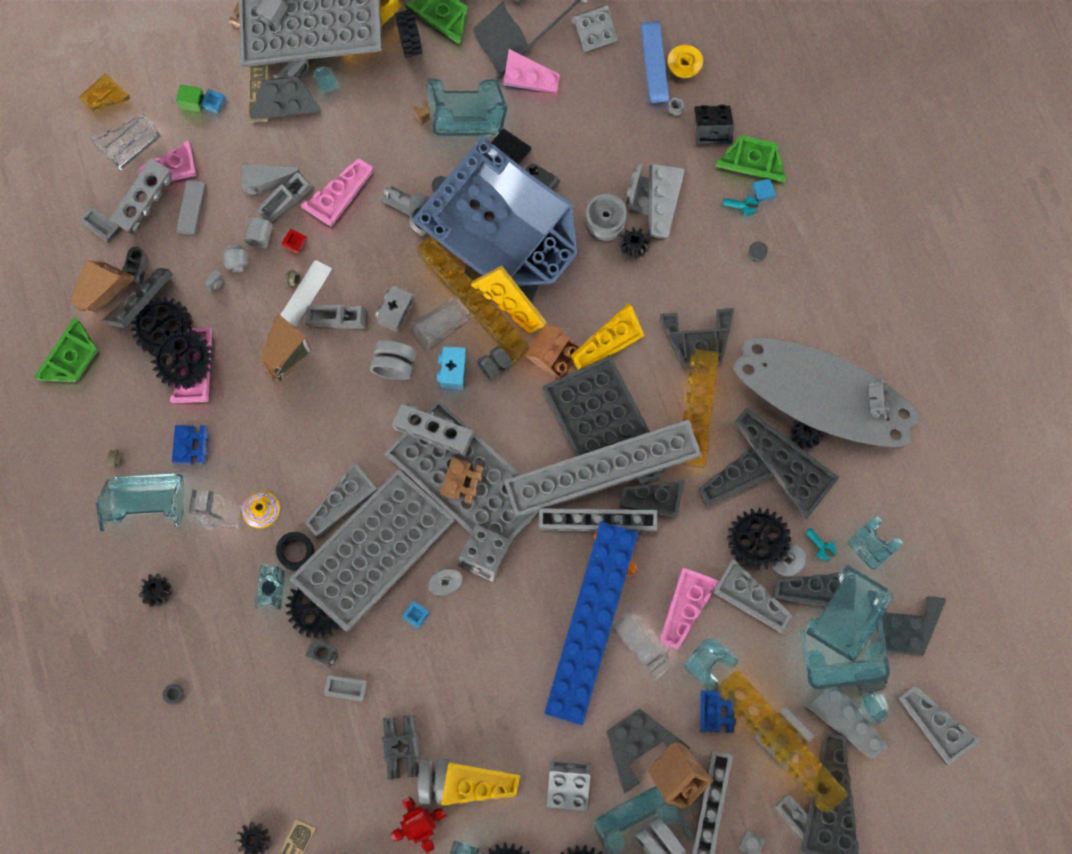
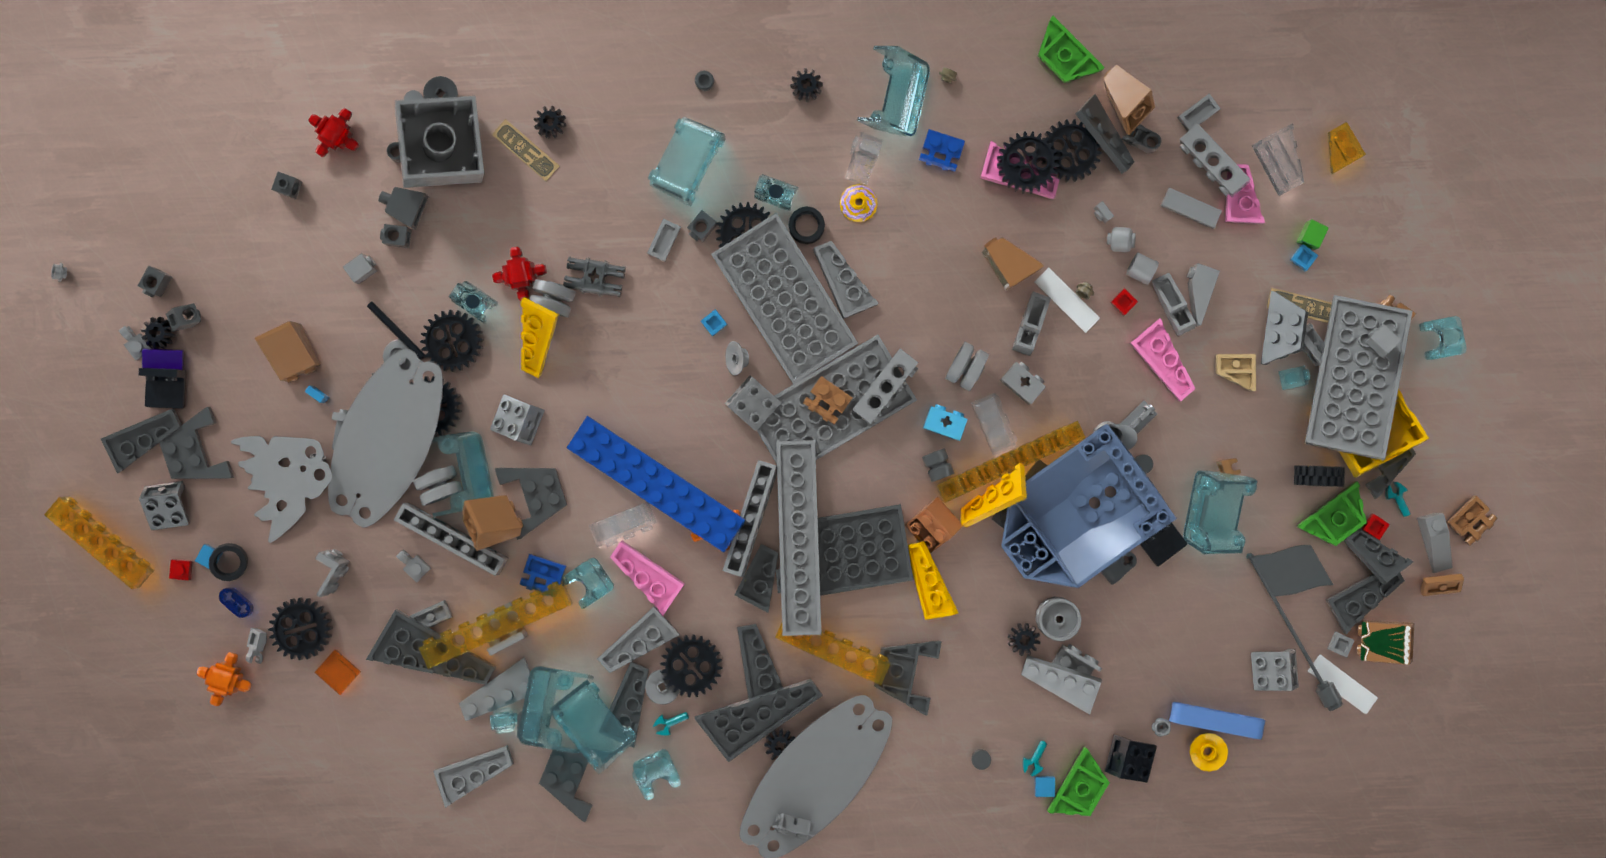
camera: 105 degrees right, 15 degrees up
(258, 685) = (686, 160): none -> clear light blue windscreen
(330, 128) = (1237, 369): none -> tan wing
(528, 74) = (1240, 587): bright pink wing -> none

